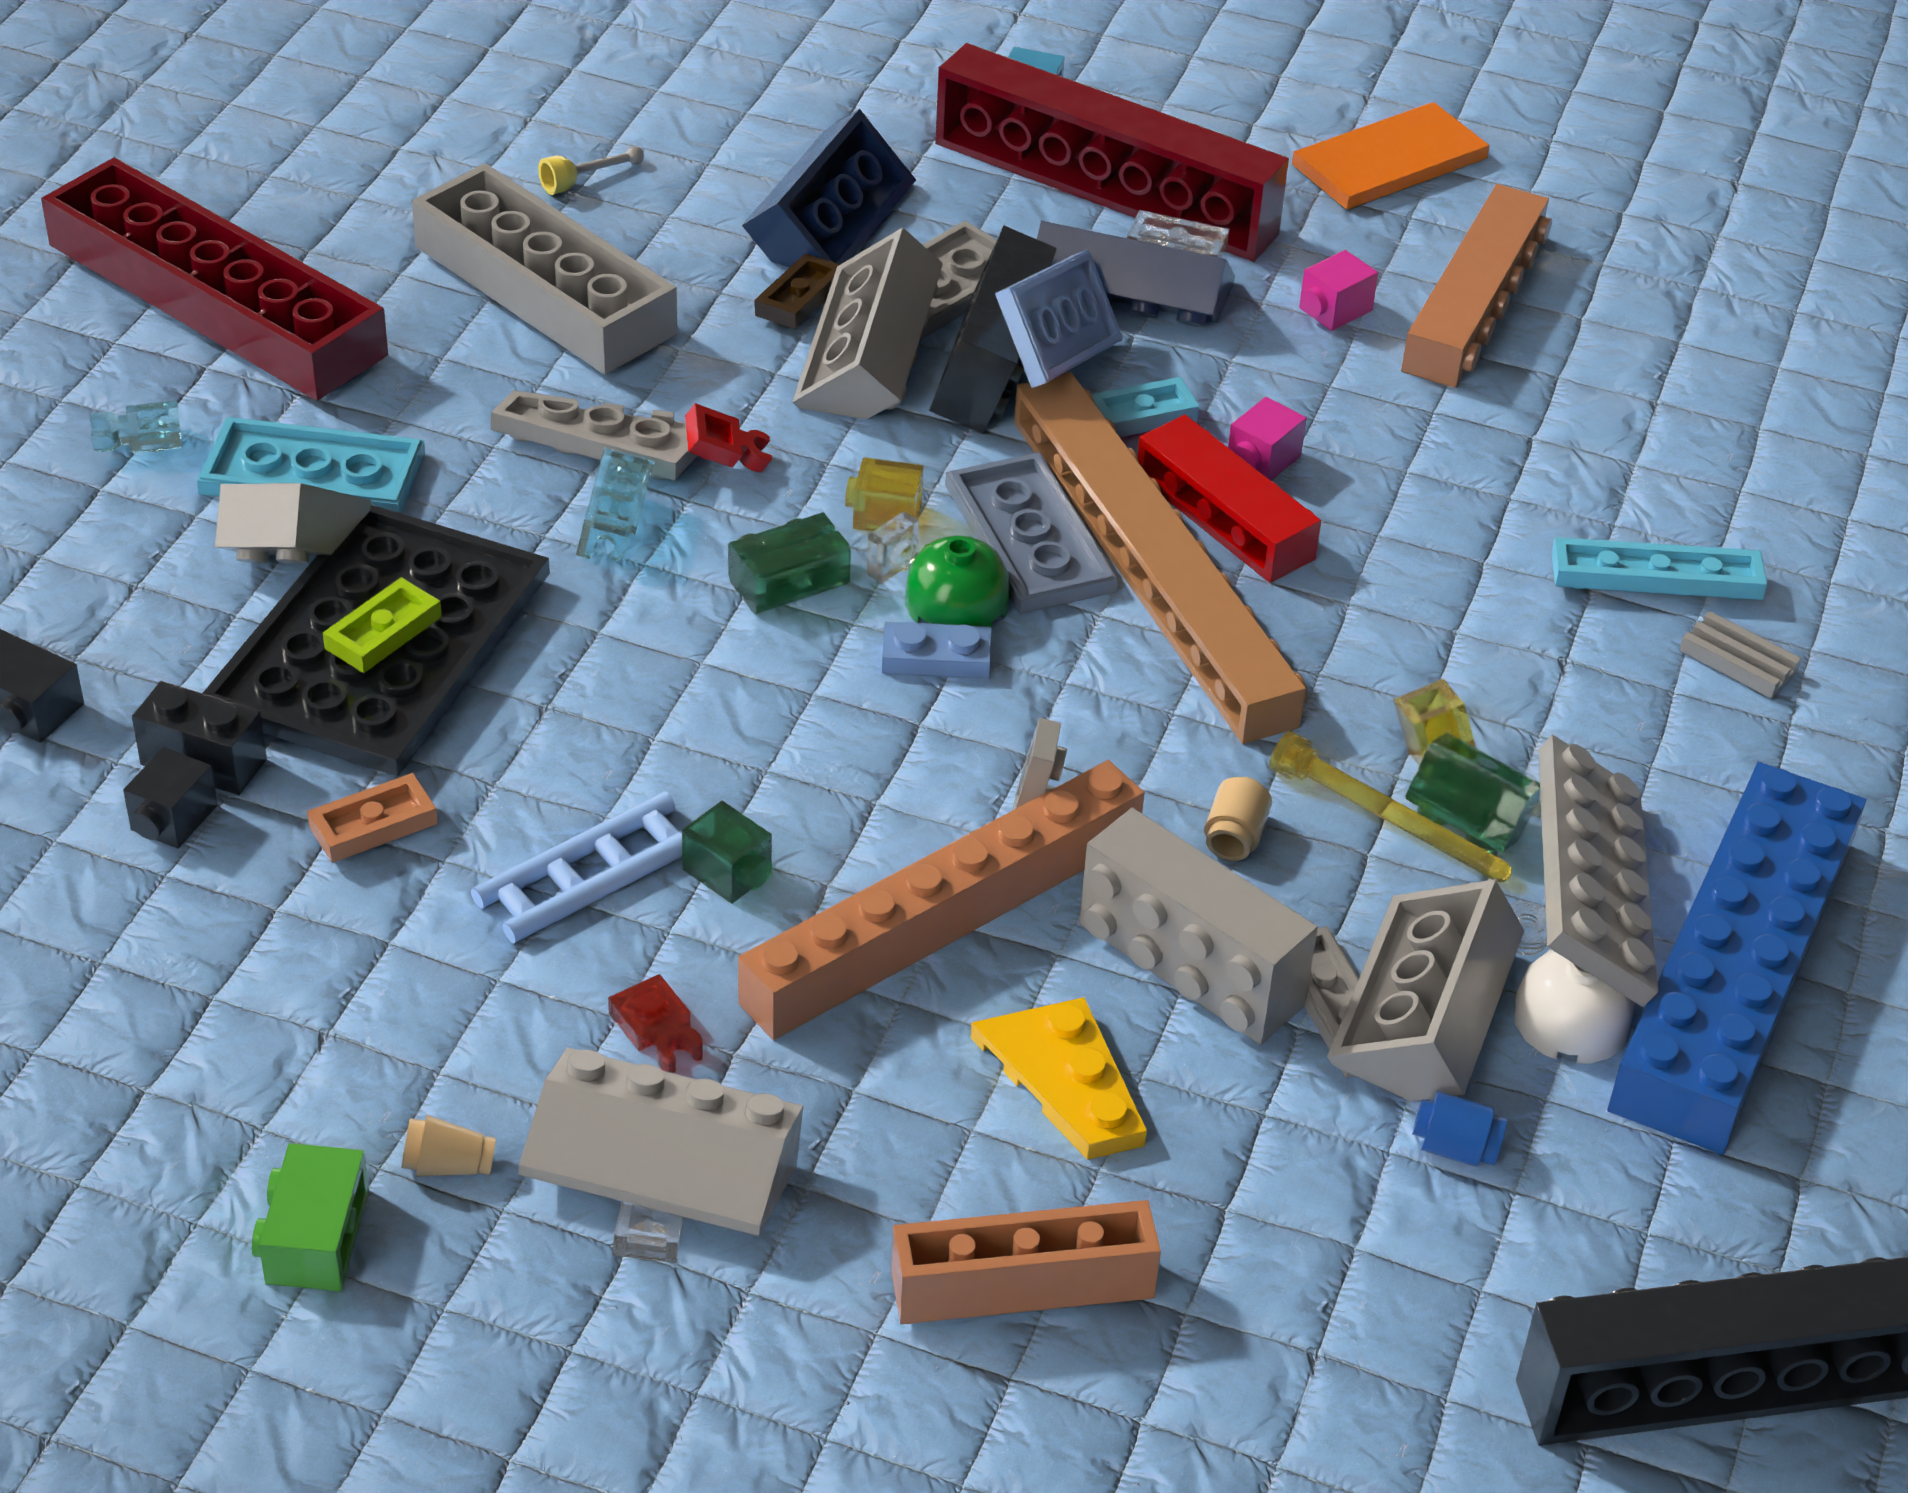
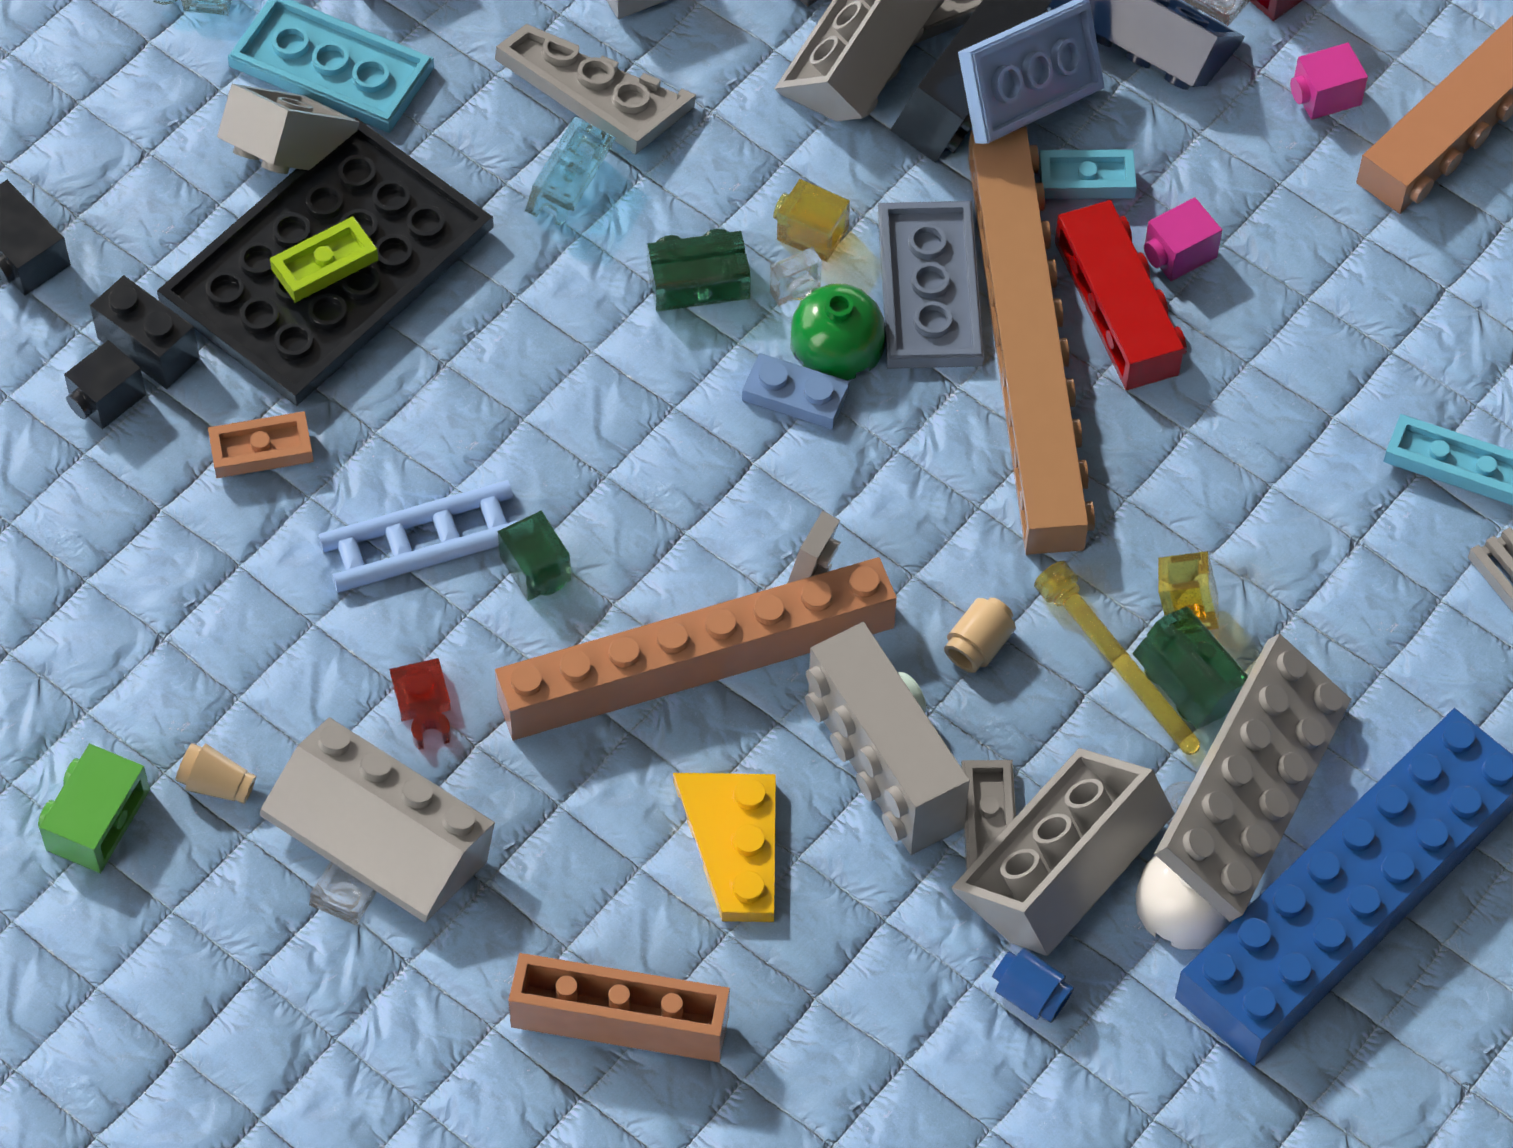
camera: 20 degrees right, 15 degrees up
(719, 439) = (685, 124): red plate -> none

